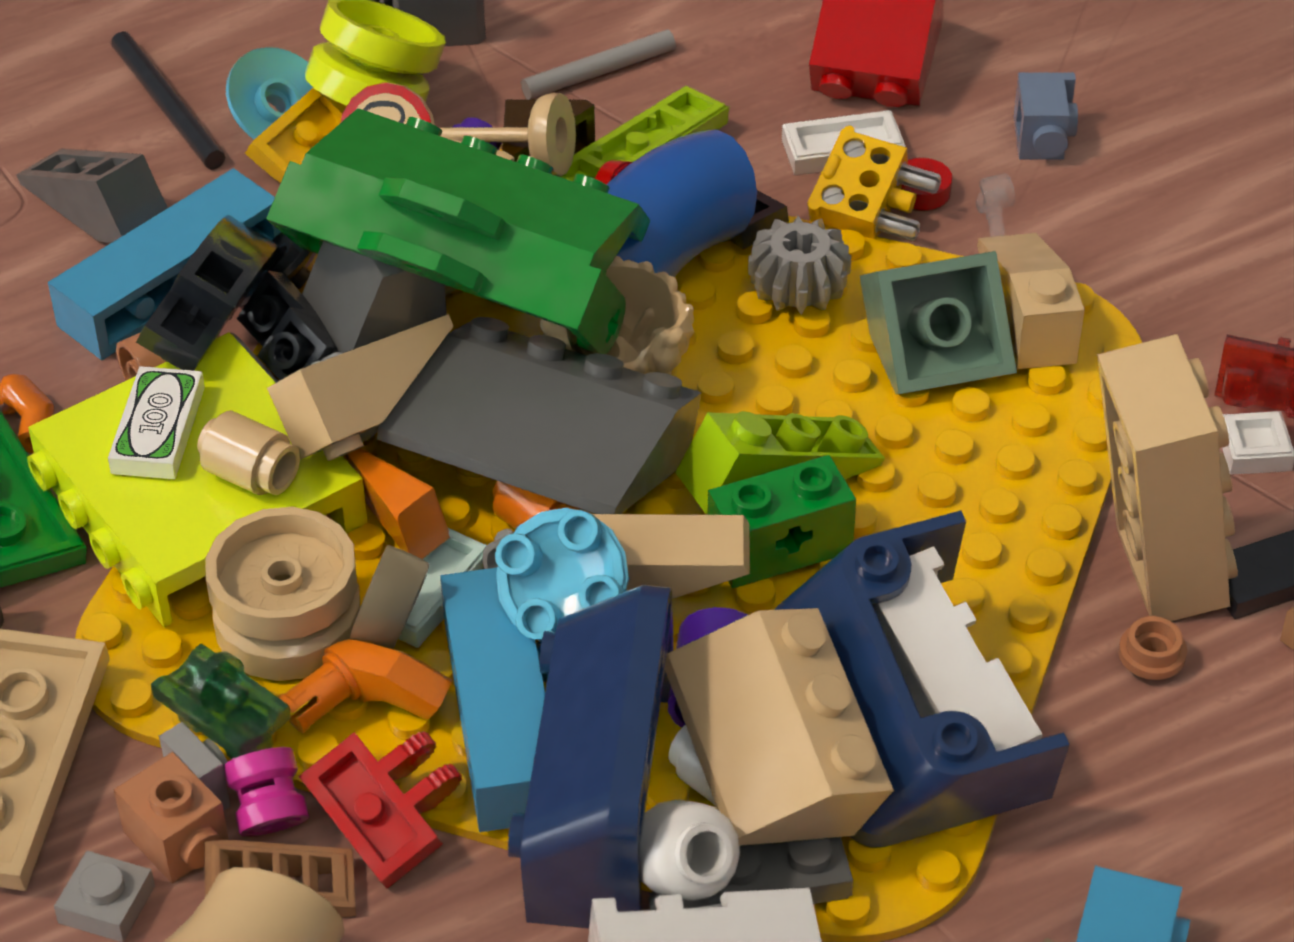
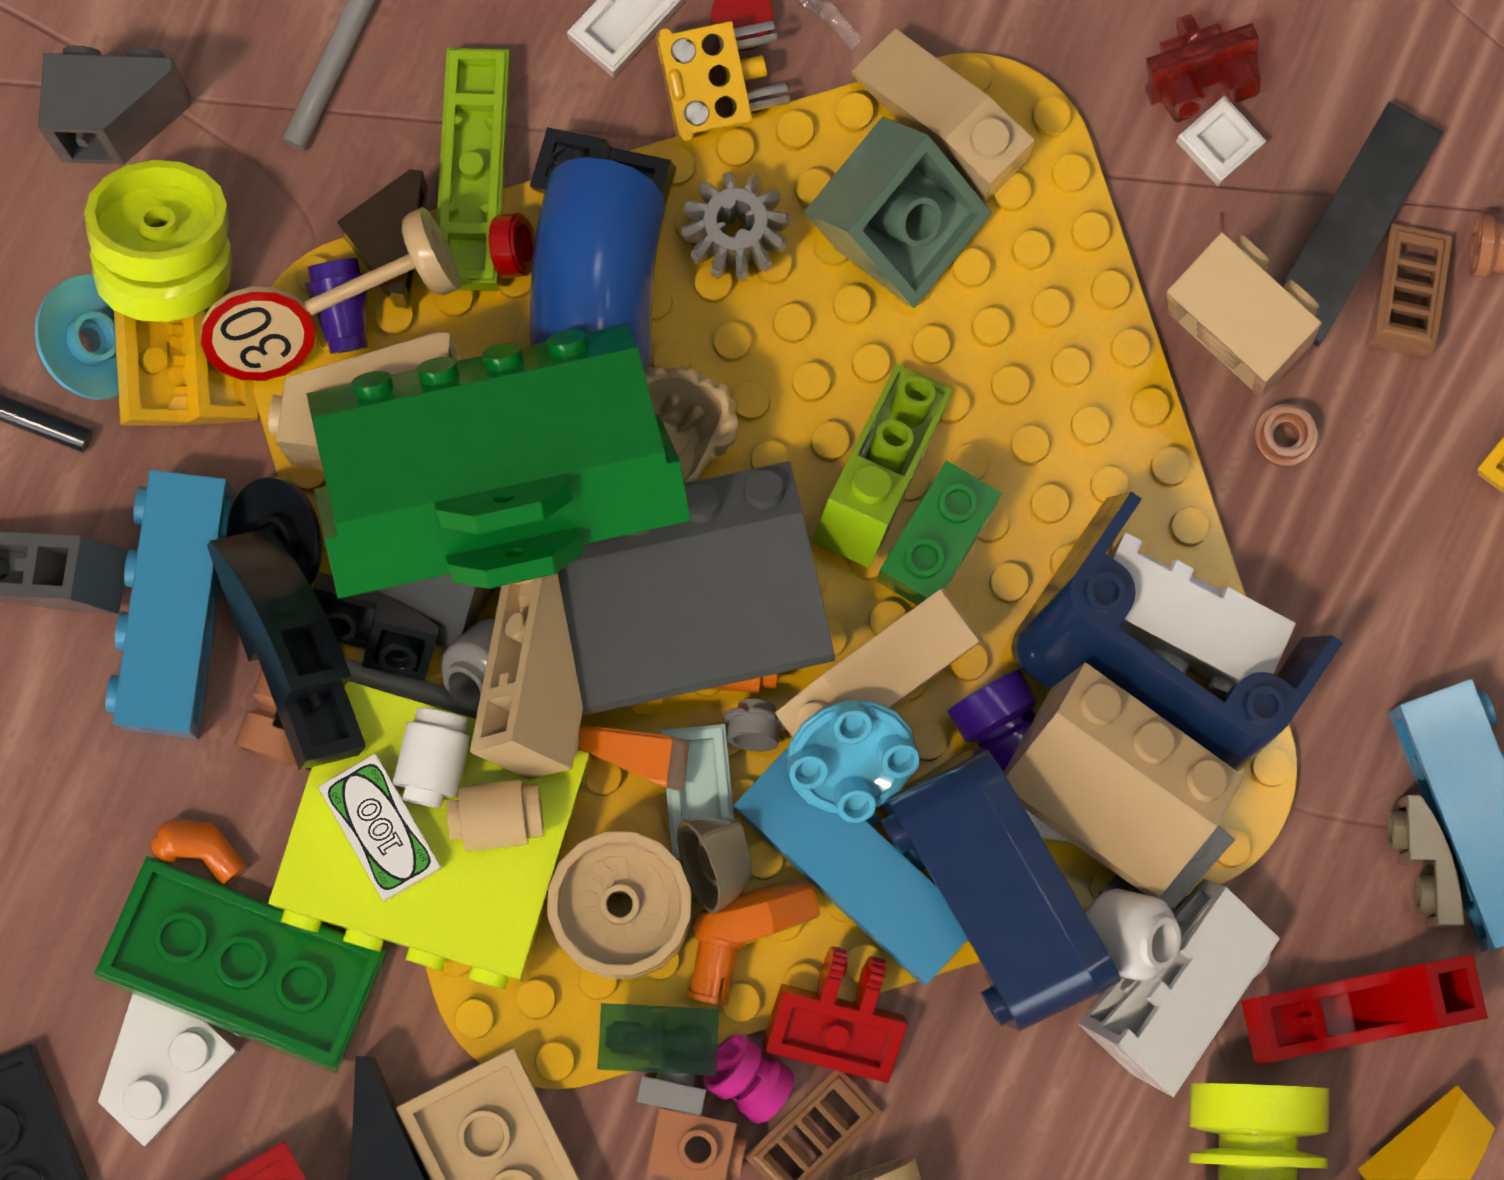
camera: 40 degrees left, 35 degrees up
(237, 387) = (432, 757): none -> white brick

